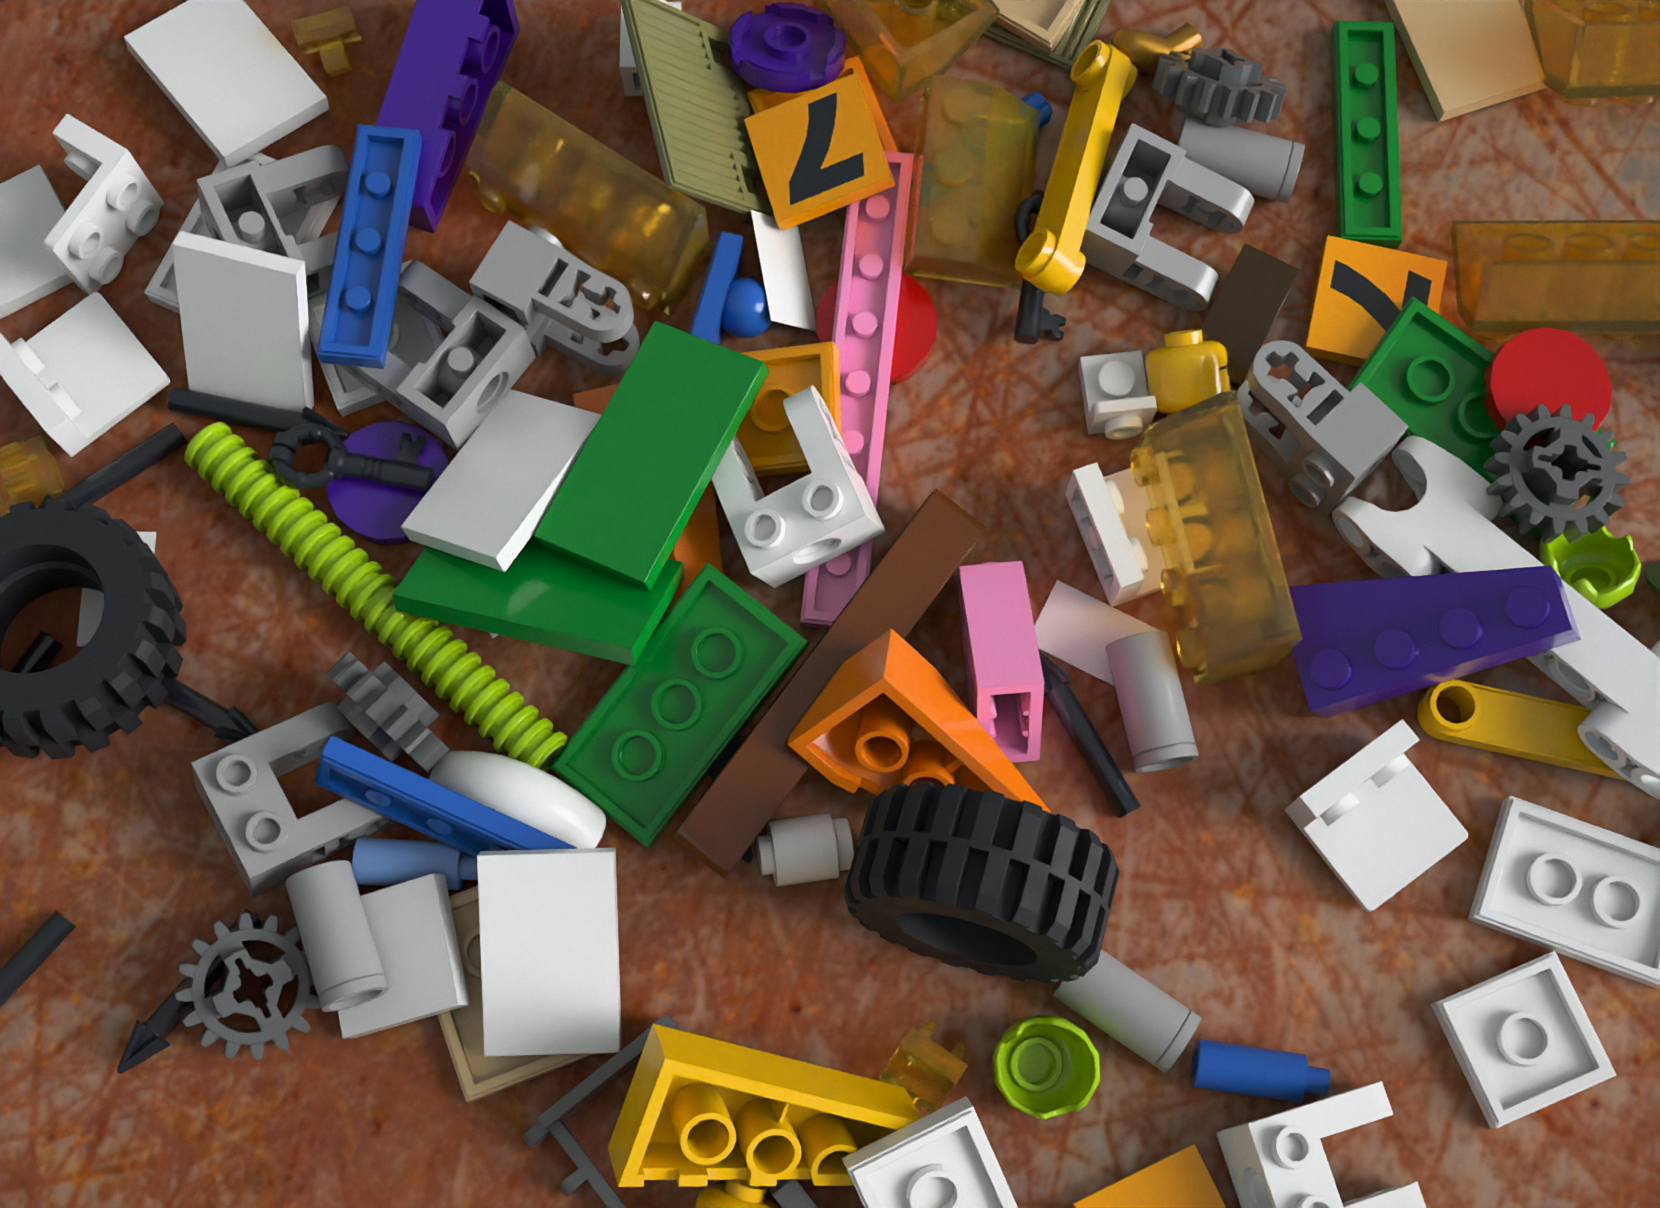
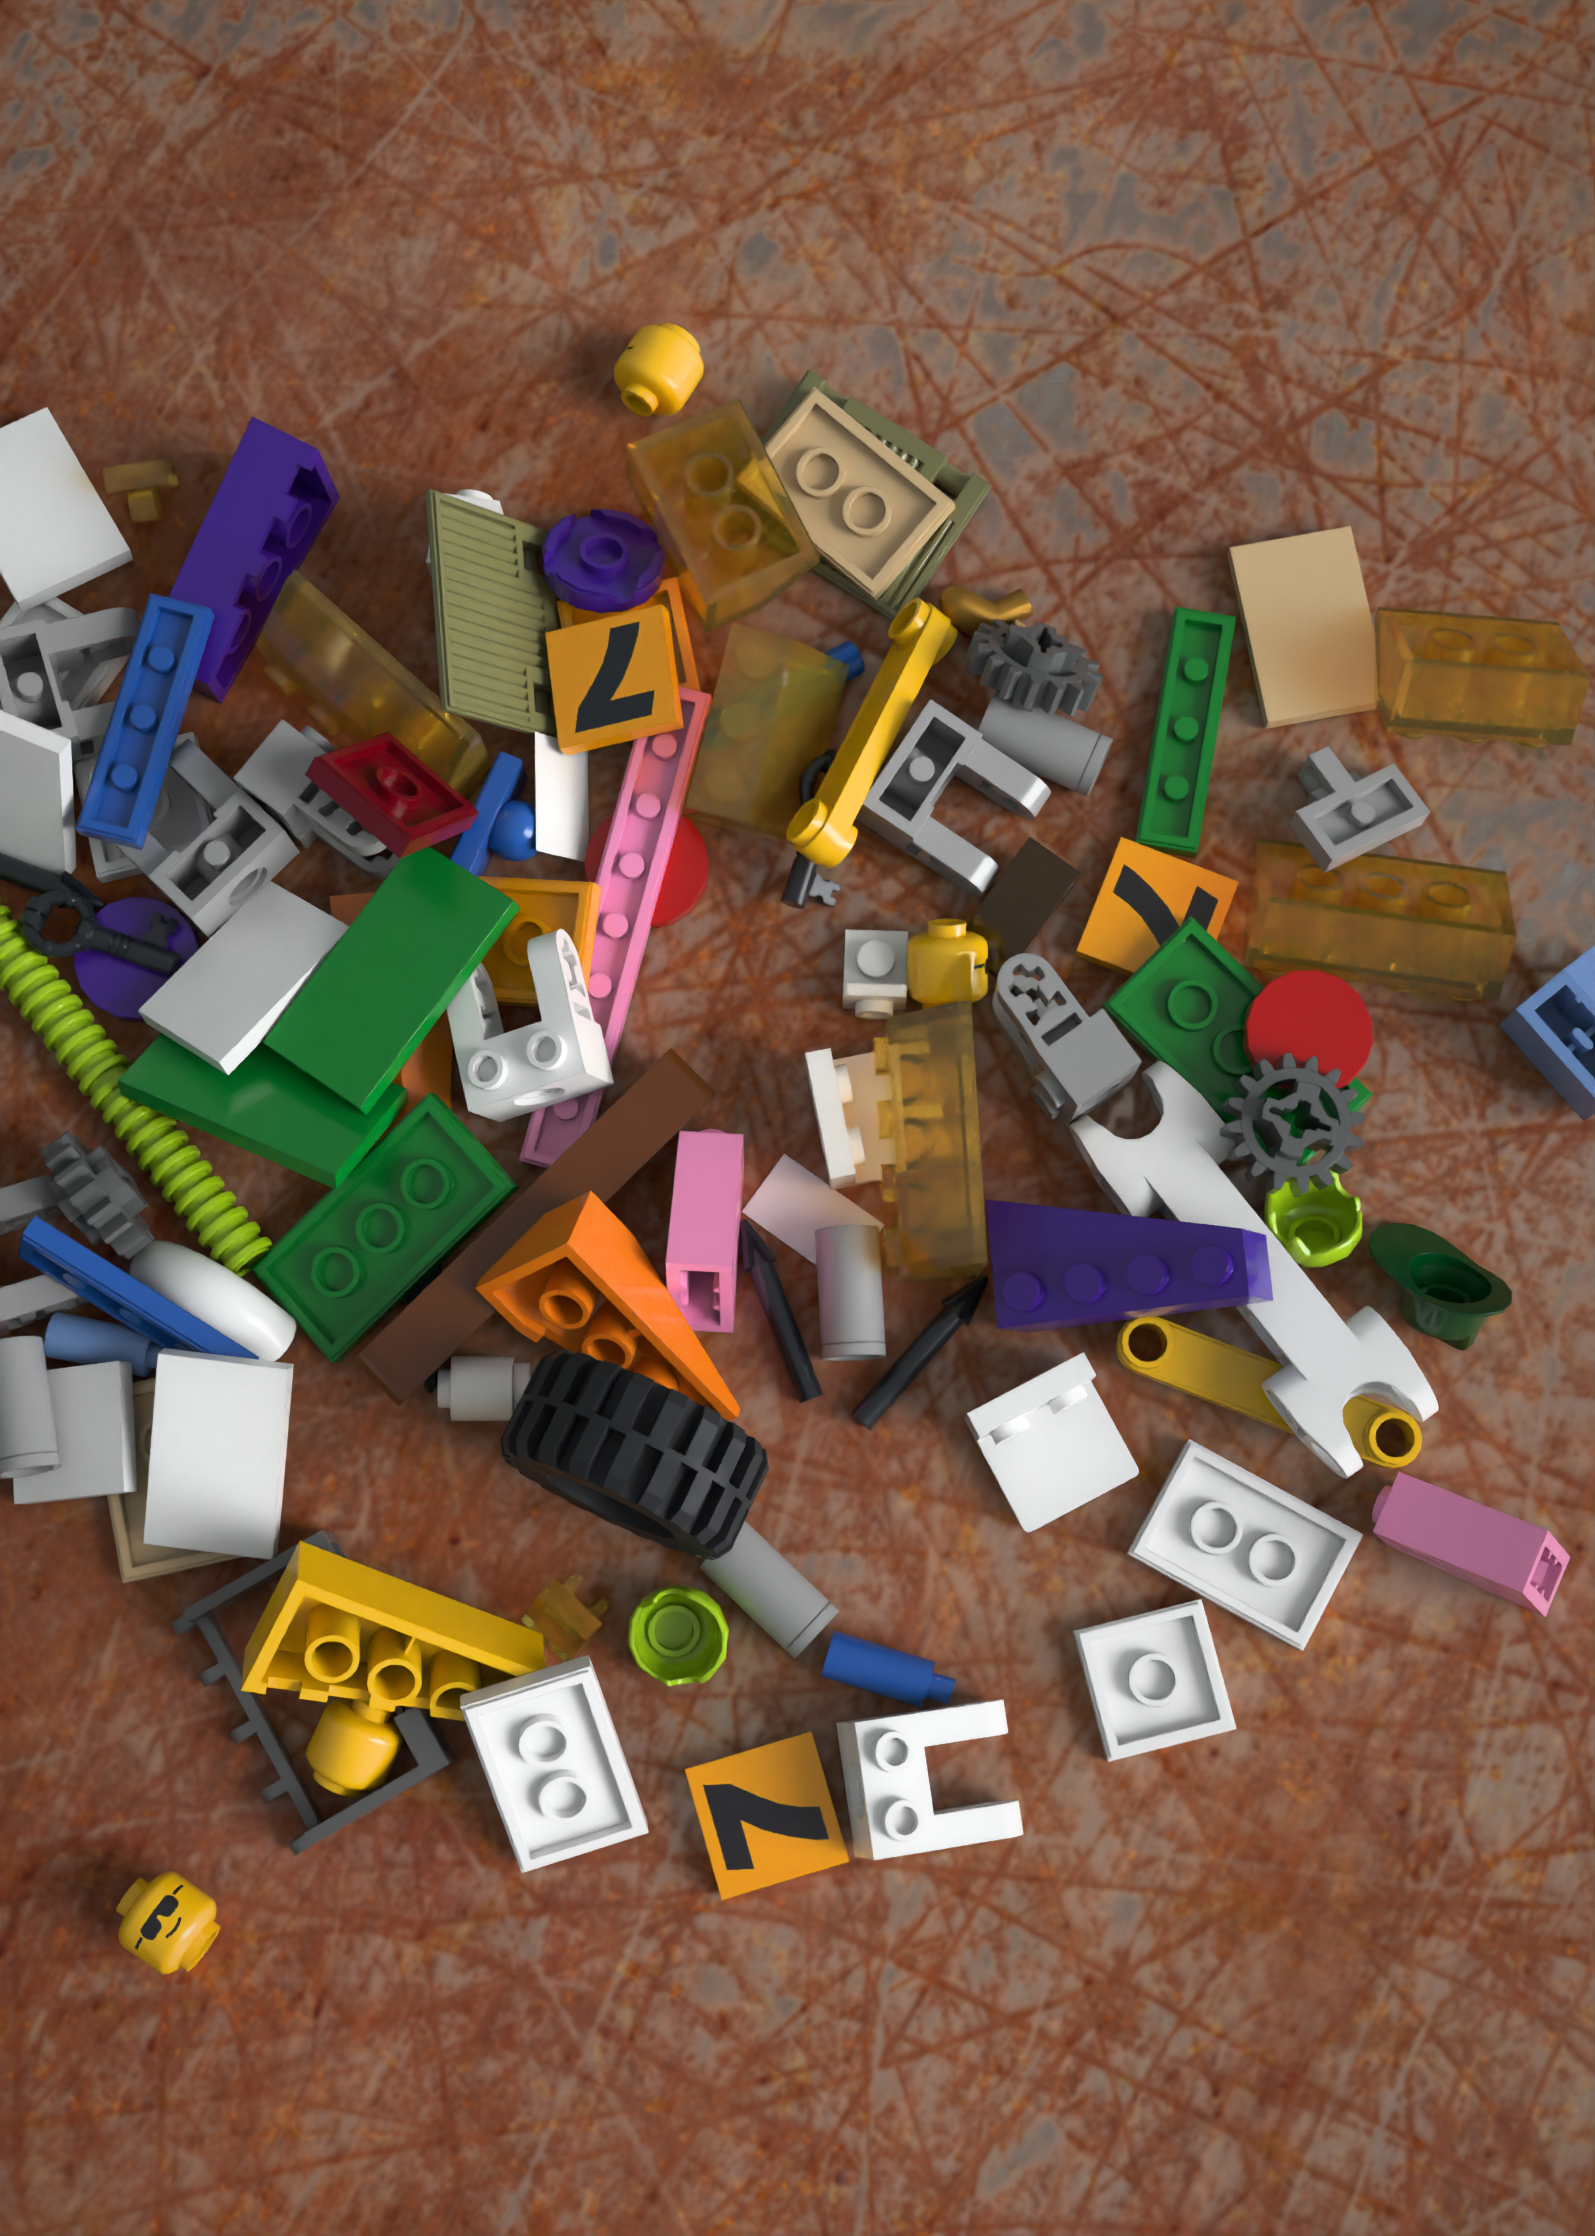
camera: 15 degrees right, 5 degrees up
(629, 275) = (392, 794): none -> dark red tile
(1256, 706) = (957, 1310): none -> black piece
(1540, 184) = (1352, 812): none -> light grey hinge

